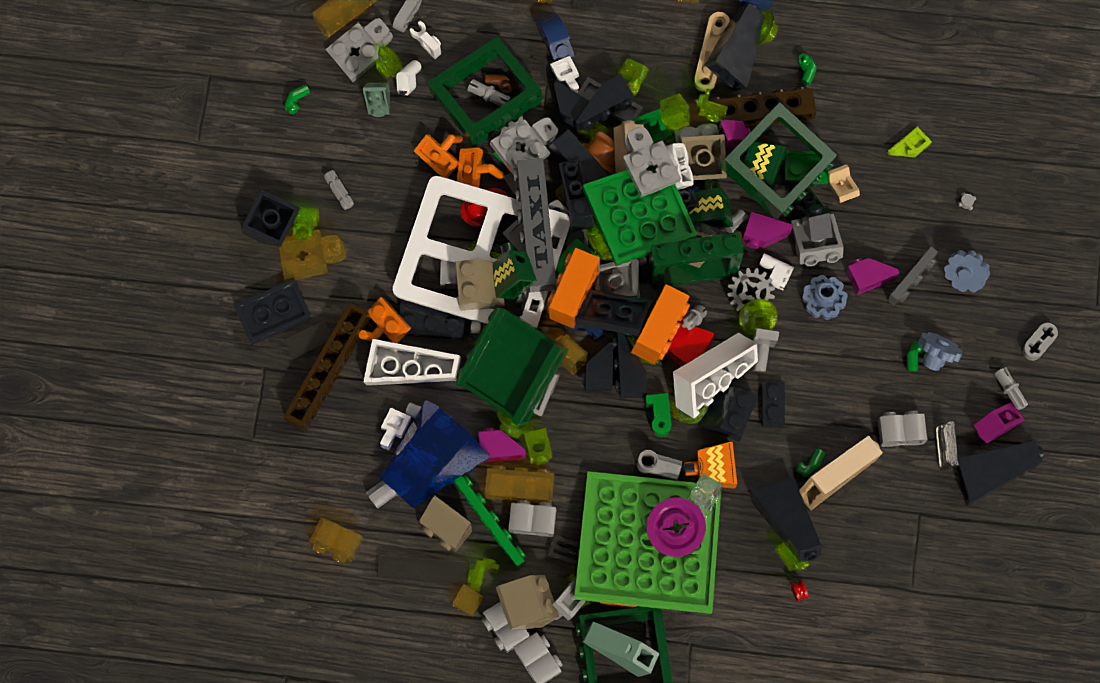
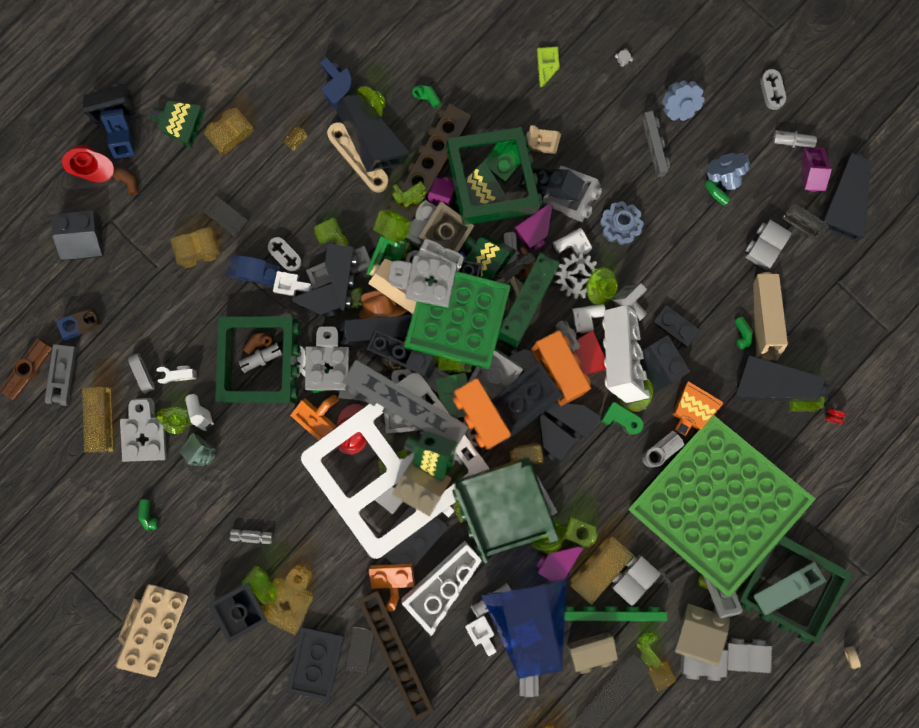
camera: 55 degrees left, 10 degrees up
(207, 165) = (149, 630): none -> tan bracket
(437, 155) = (282, 437): orange plate -> none
(592, 54) = (281, 258): none -> light grey beam
(663, 518) = (735, 491): magenta gear -> none
(705, 494) = (720, 442): clear slope -> none
(720, 323) = (583, 317): none -> white piece
(869, 274) = (629, 176): magenta slope -> none

